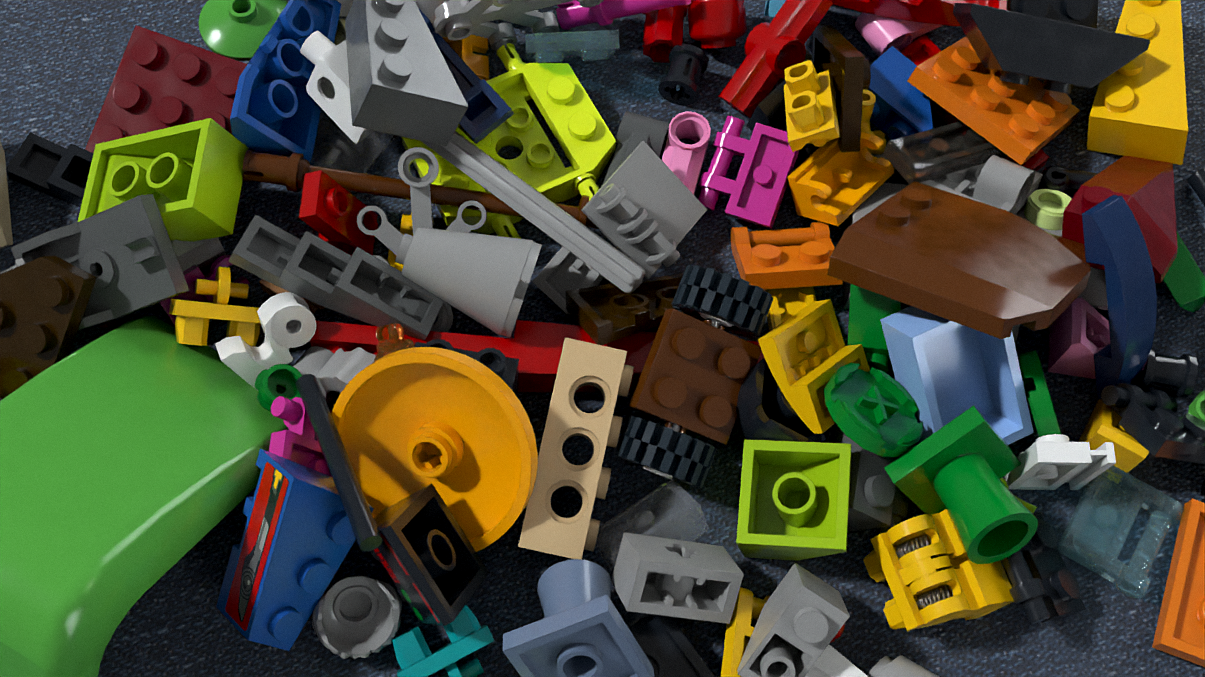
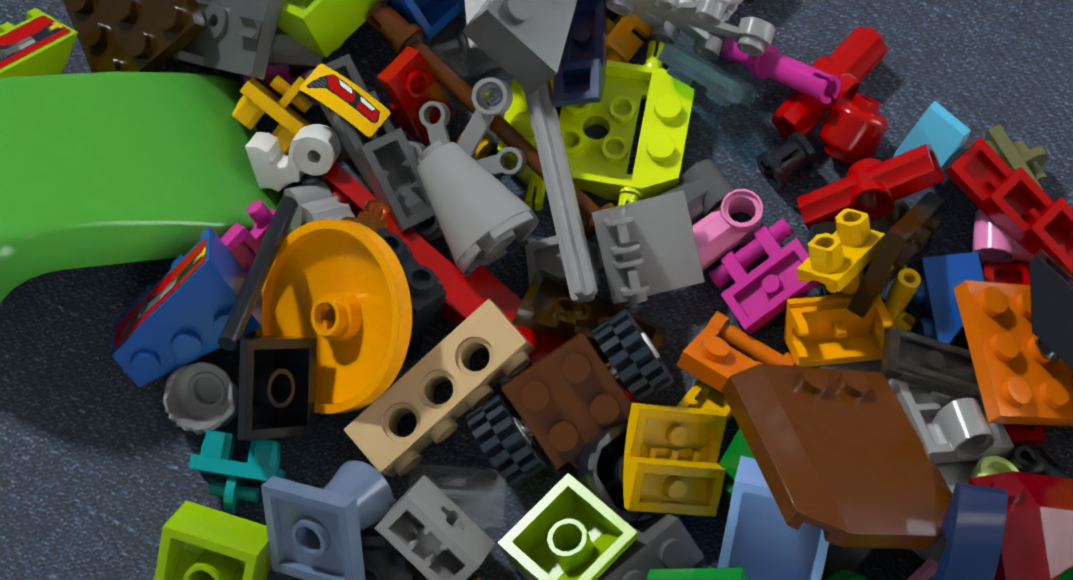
camera: 45 degrees right, 0 degrees up
(276, 375) = (271, 184): green plate -> none
(286, 254) = (345, 99): none -> yellow sticker
(873, 410) = (678, 520): green tile -> none

